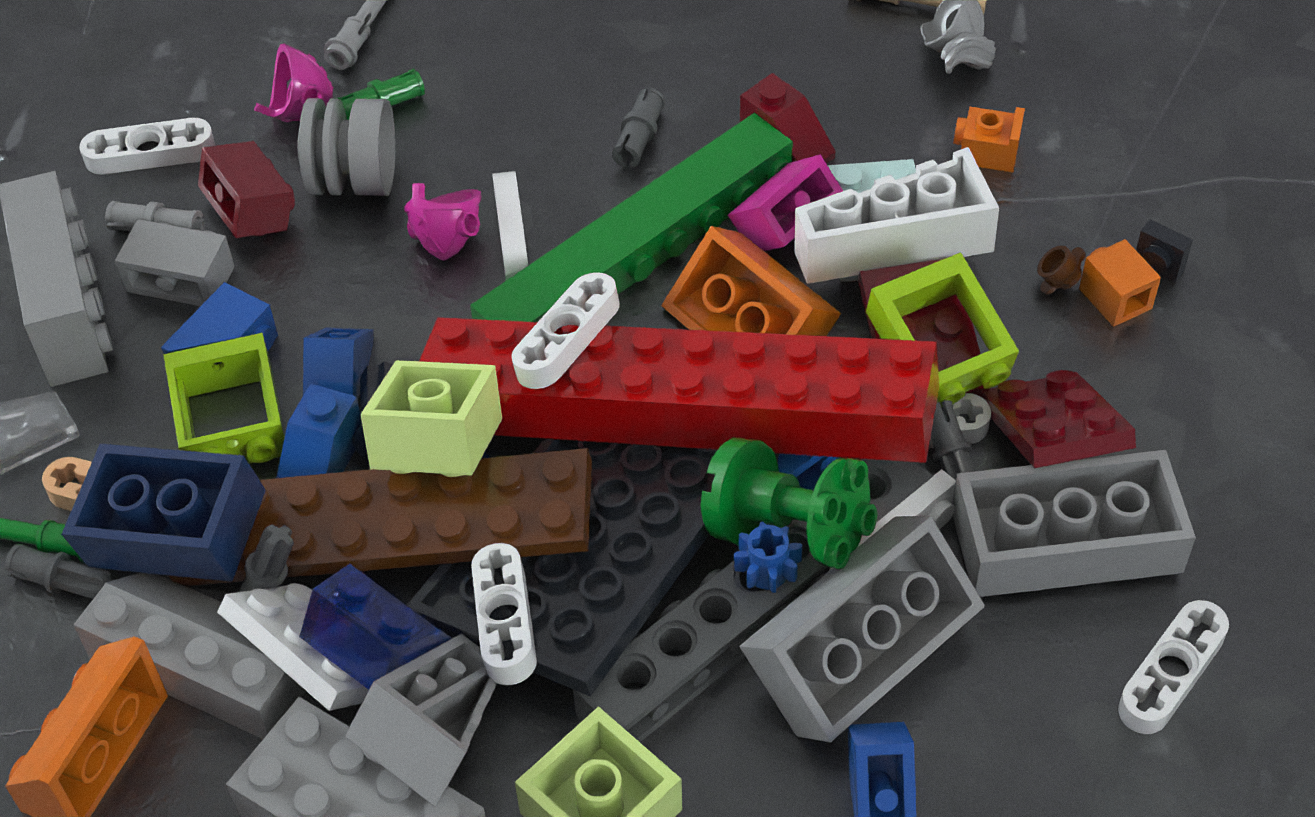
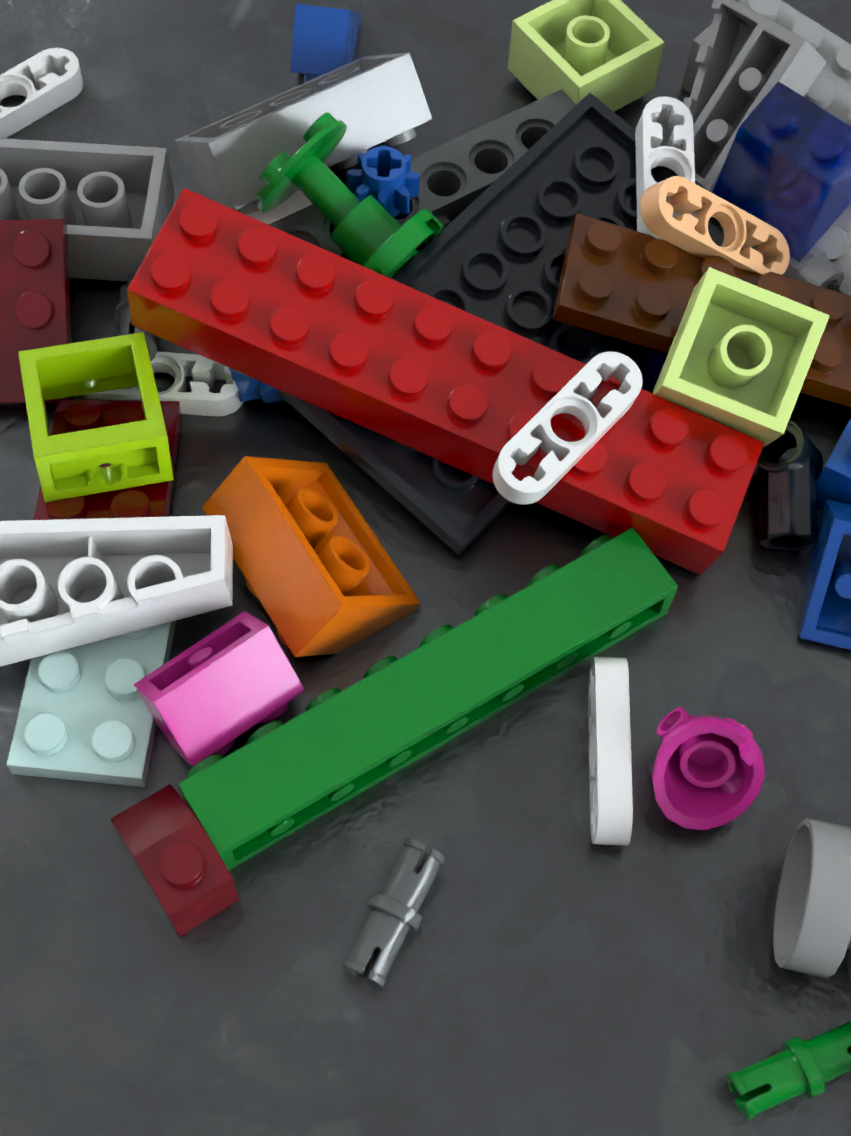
camera: 175 degrees left, 10 degrees up
(454, 555) = (692, 232): none -> light nougat beam

